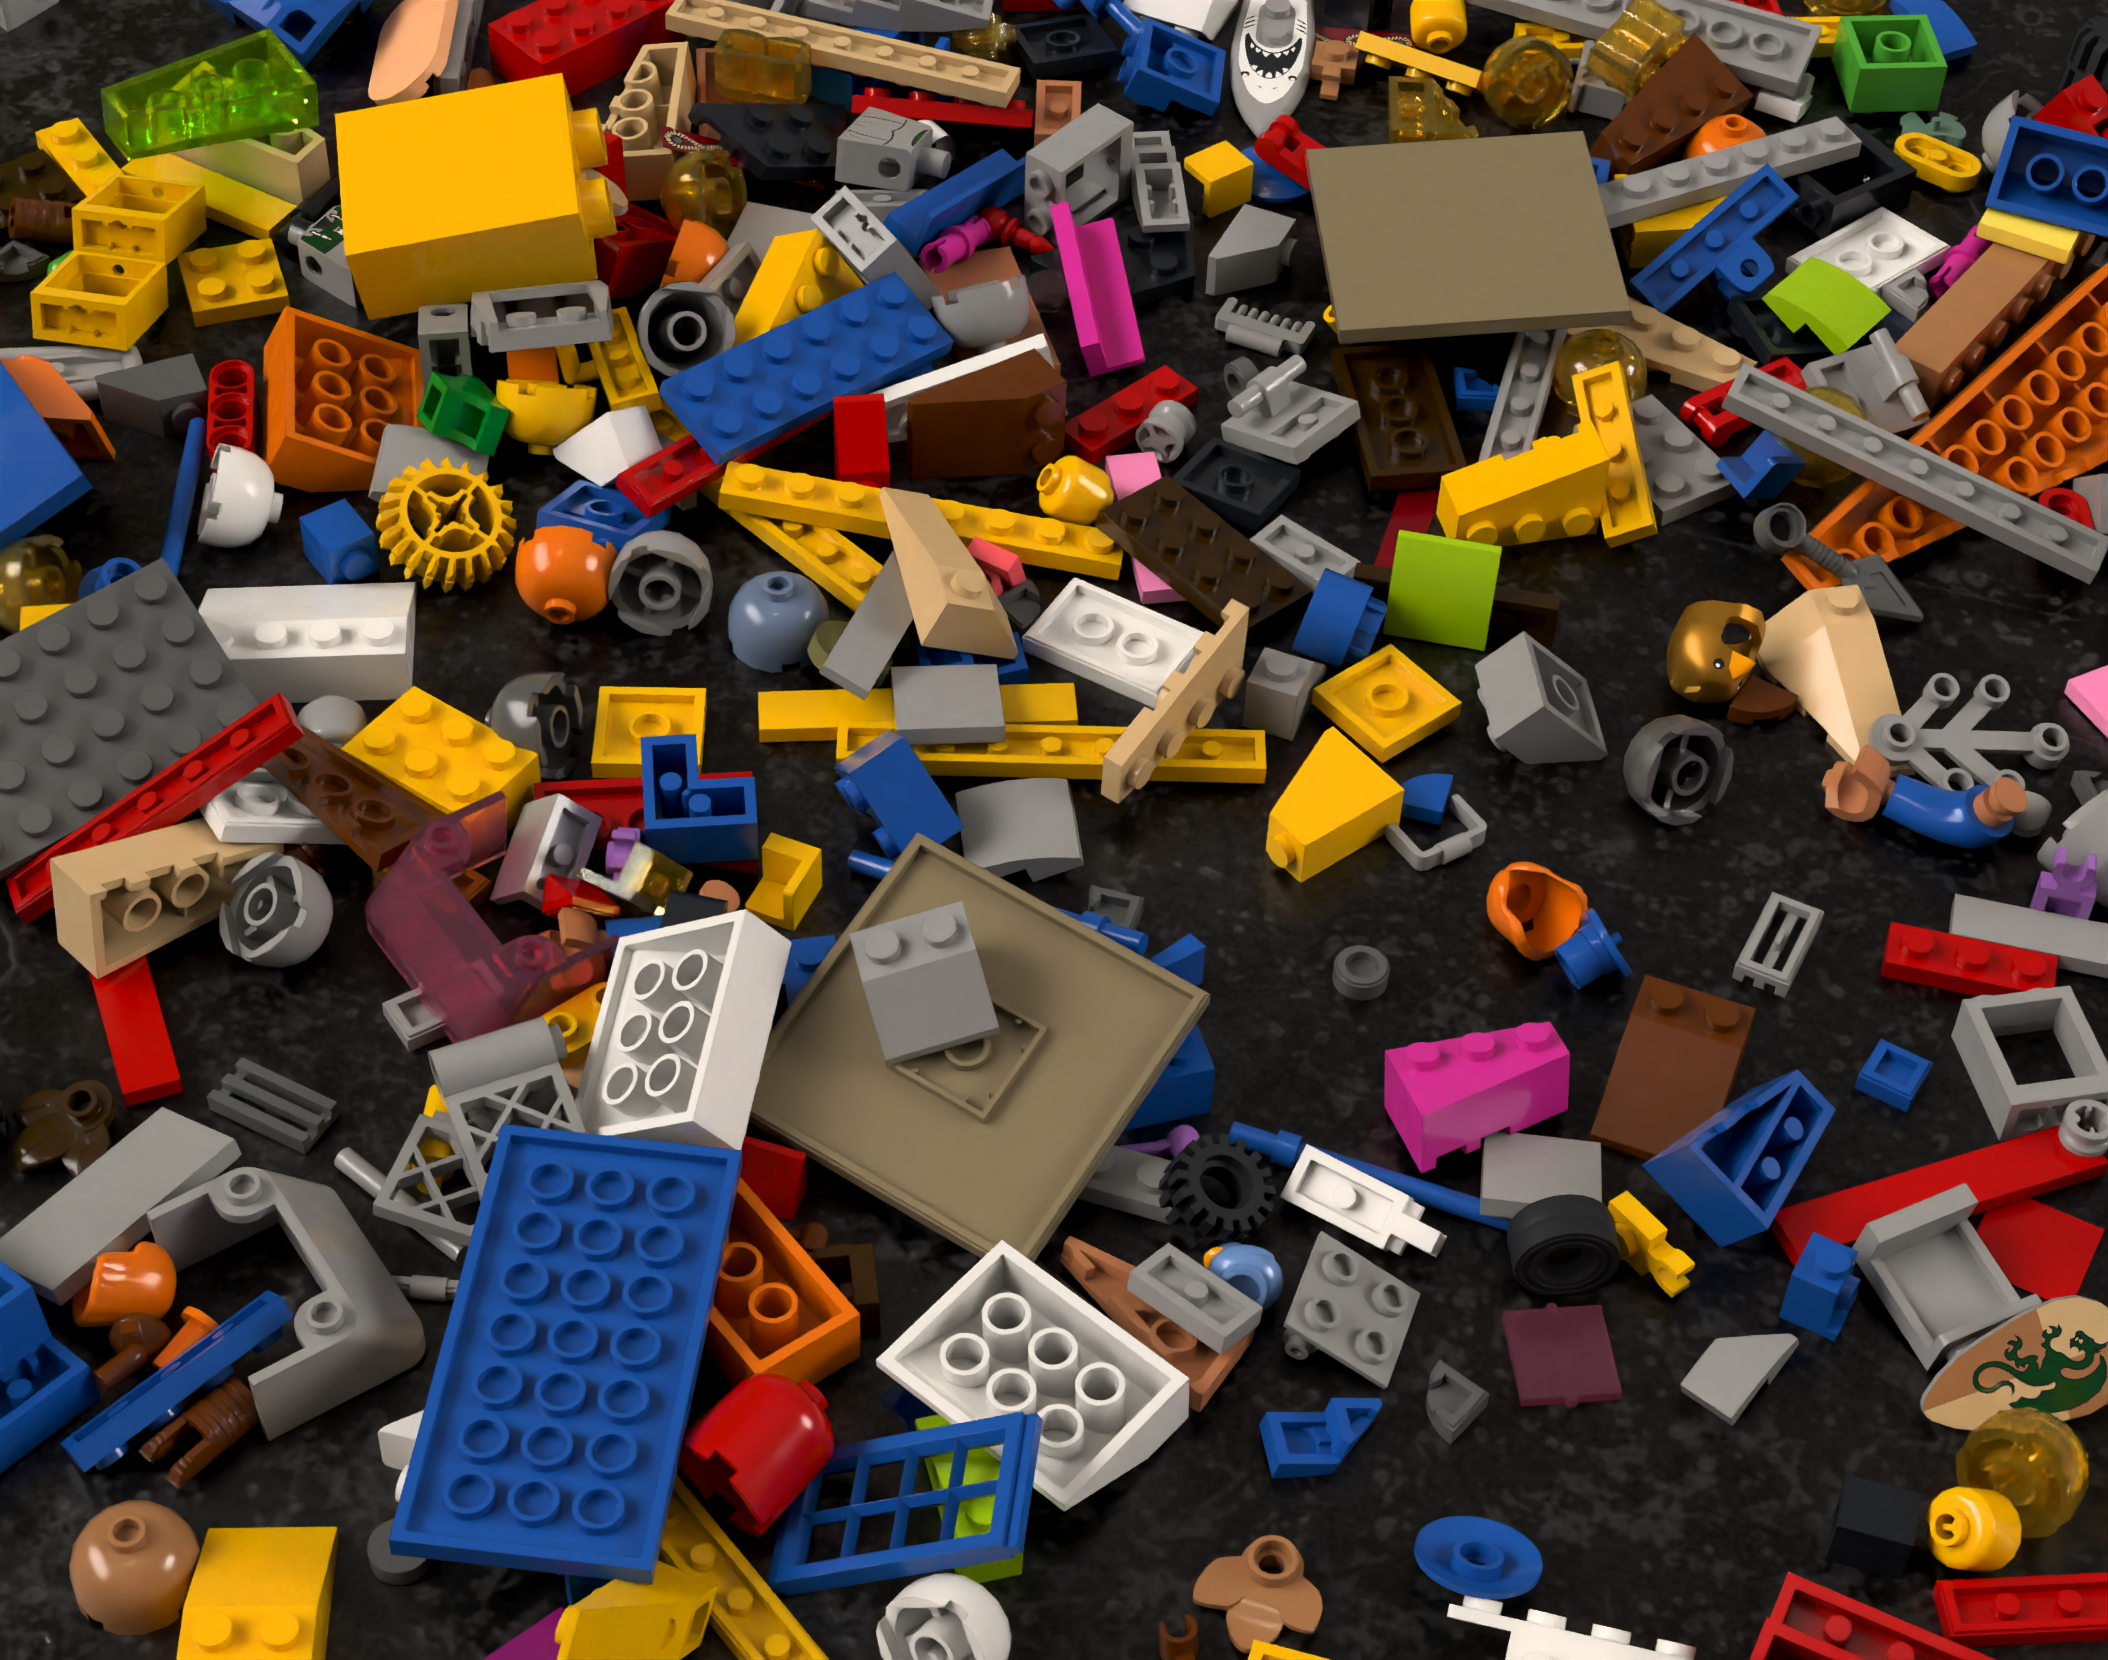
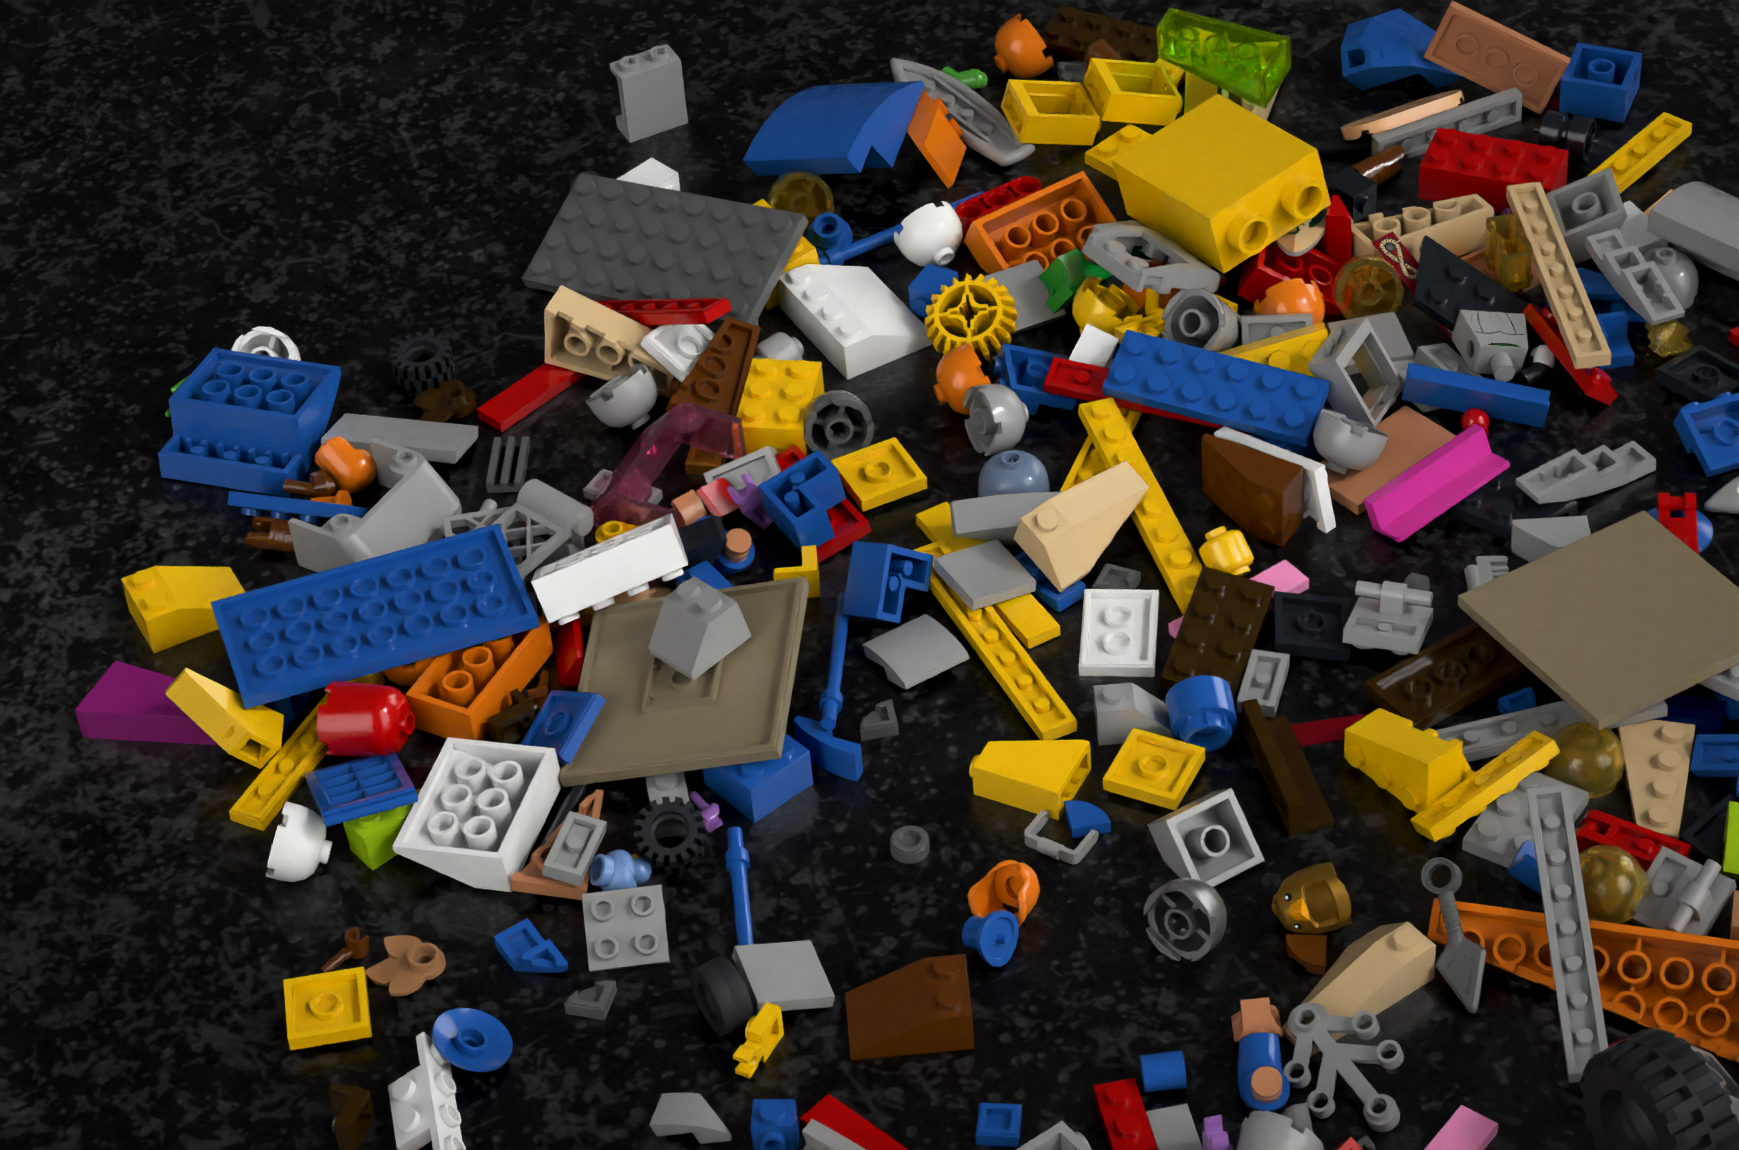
camera: 70 degrees right, 5 degrees down
(134, 1567) = (190, 543): medium nougat cylinder -> none
(155, 396) = (998, 166): dark grey slope -> none
(644, 880) = (737, 510): clear yellow panel -> none
(861, 440) = (1176, 450): red slope -> none
(927, 1228) = (564, 722): none -> blue tile
(955, 244) = (1424, 409): dark pink pin -> none
(999, 566) = (1129, 550): coral tile -> none
(1056, 106) = (1623, 404): nougat plate -> none
(1090, 140) = (1534, 452): light grey window -> none
(1115, 420) = (1343, 556): red plate -> none
(1166, 430) = (1330, 575): light grey wheel -> none
(1180, 707) = (1061, 664): tan wing -> none
(1225, 177) = (1620, 497): yellow panel -> none
(1359, 1204) = (708, 905): white hinge -> none
(1442, 590) = (1261, 746): lime slope -> none
(1473, 1086) = (825, 913): dark pink wedge -> none
(1561, 1355) = (660, 1038): clear pink piece -> none
(1744, 1157) = (848, 1053): blue wedge -> none
(1765, 972) = (1077, 1036): light grey tile -> none
(1896, 892) = (1162, 1071): none -> blue piece

